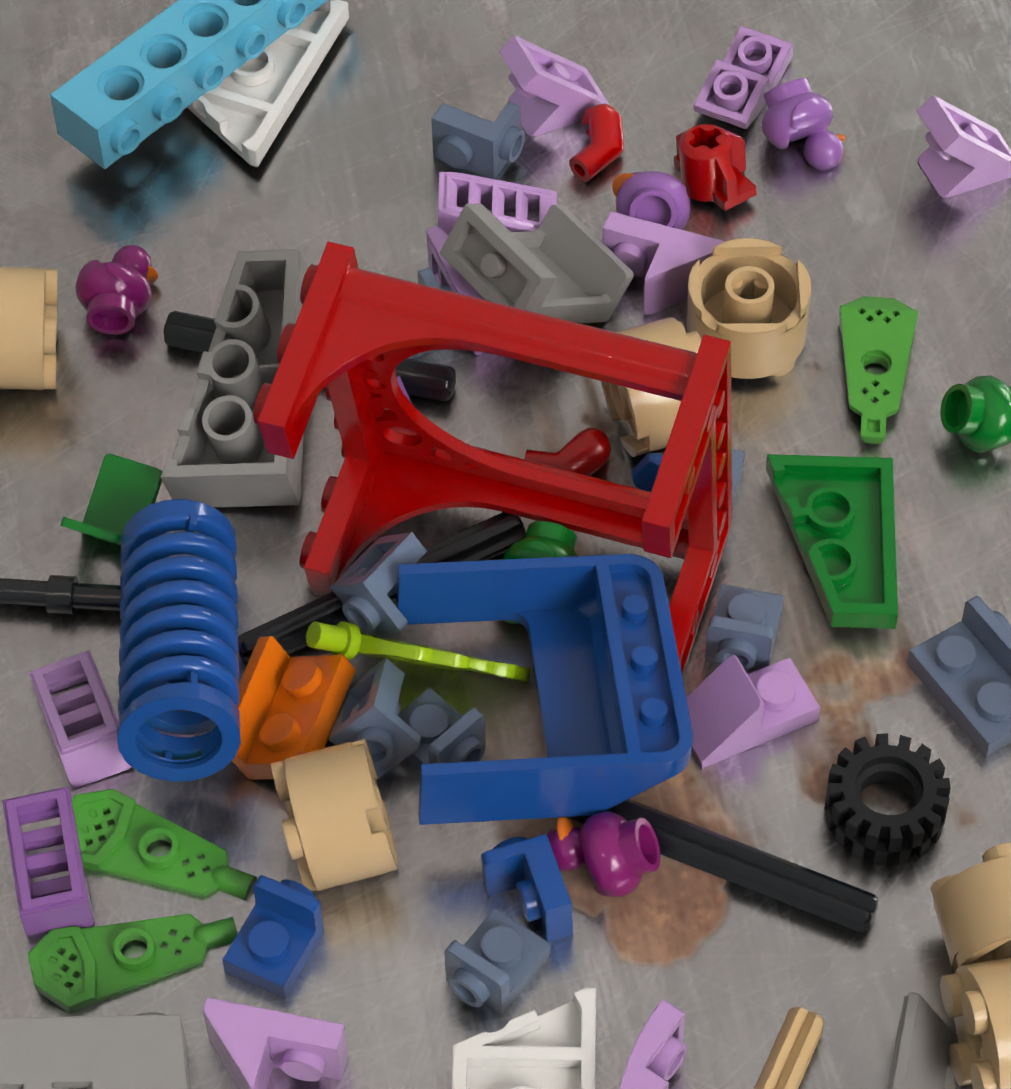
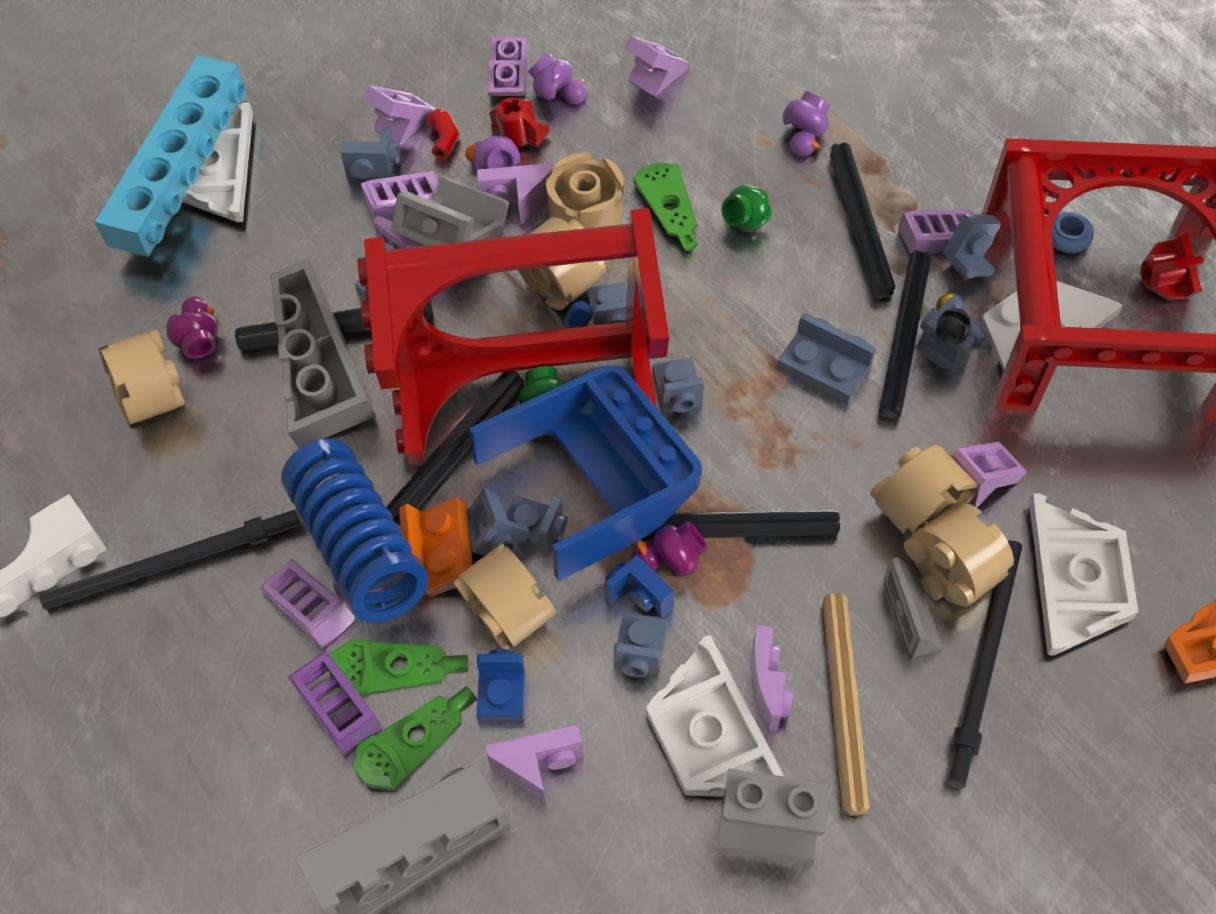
camera: 25 degrees left, 5 degrees up
(118, 494) = (263, 457): green bracket -> none
(349, 640) = (454, 486): lime animal -> none
(372, 579) = (452, 442): sand blue bracket -> none
(582, 454) = (531, 320): red arm -> none
(745, 710) = (709, 426): lavender slope -> none
(844, 532) = (708, 308): green wing -> none
(887, 766) = (811, 430): black tyre -> none

